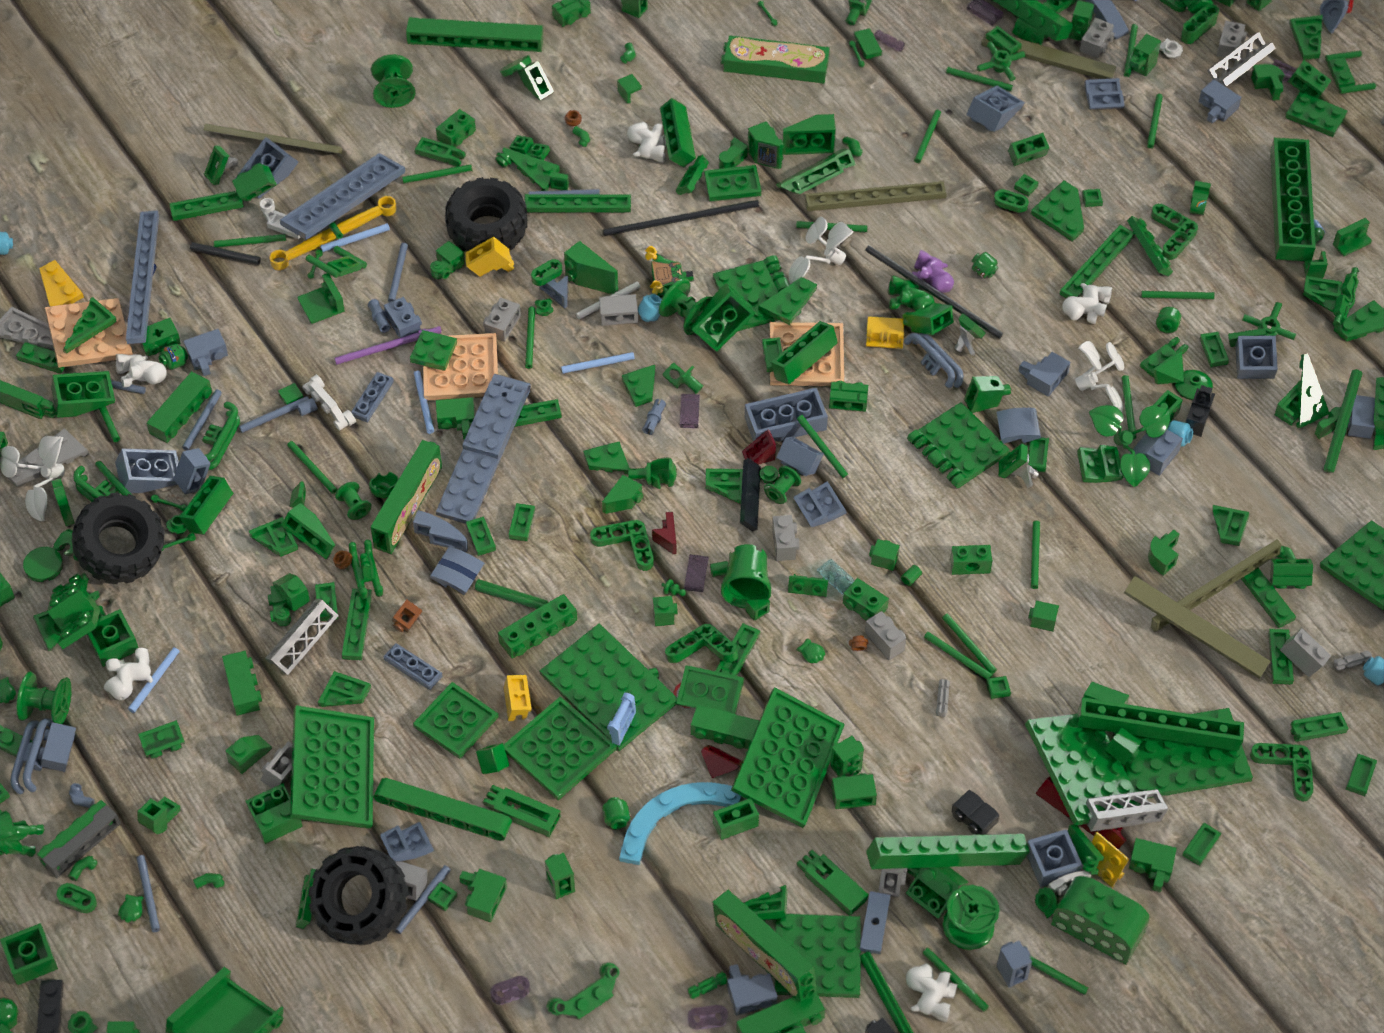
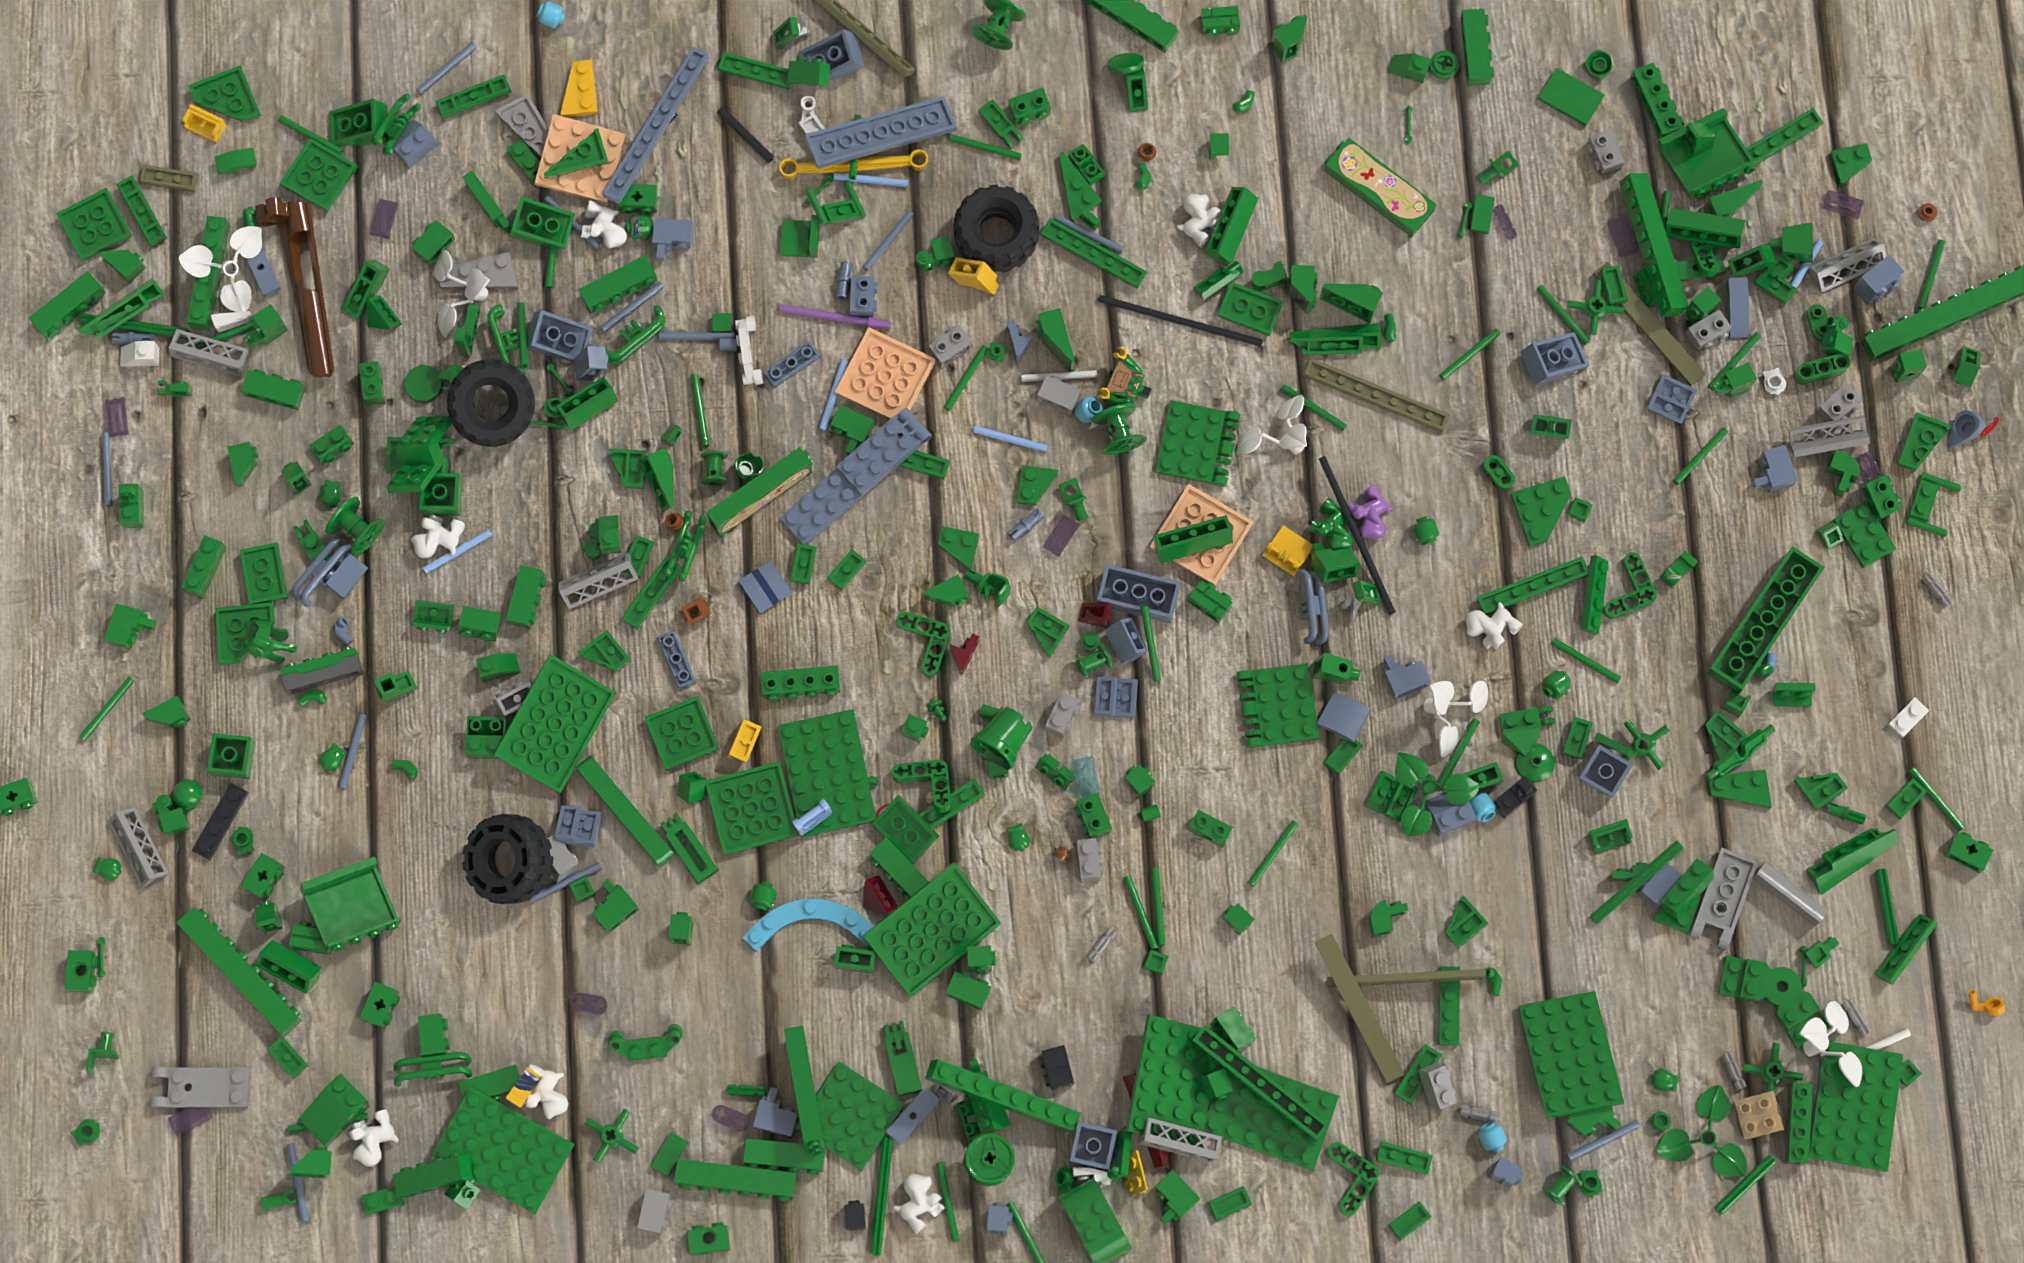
camera: 30 degrees right, 20 degrees up
(78, 898) = (294, 725): green plate -> none
(210, 723) = (479, 624): none -> green brick
(250, 240) = (775, 131): green bar -> none
(304, 913) = (483, 814): green hinge -> none
(433, 350) = (869, 348): green plate -> none
(439, 531) = (769, 539): sand blue slope -> none
(503, 159) = (1053, 165): green plate -> none
(509, 594) = (797, 637): green axle -> none
(546, 272) = (1014, 317): green beam -> none
(696, 573) = (967, 704): clear purple tile -> none
(723, 317) = (1144, 460): green slope -> none
(750, 494) = (1060, 654): black tile -> none
(770, 906) = (834, 1051): green wing -> none
(771, 349) = (1169, 518): green tile -> none
(789, 301) = (1218, 472): green wing -> none
(1017, 463) = (1314, 756): green piece -> none
(1026, 185) = (1526, 461): green tile -> none
(1291, 573) = (1482, 1002): green brick -> none
(1292, 125) = (1830, 534): none -> green slope
(1311, 399) = (1625, 844): wing -> none

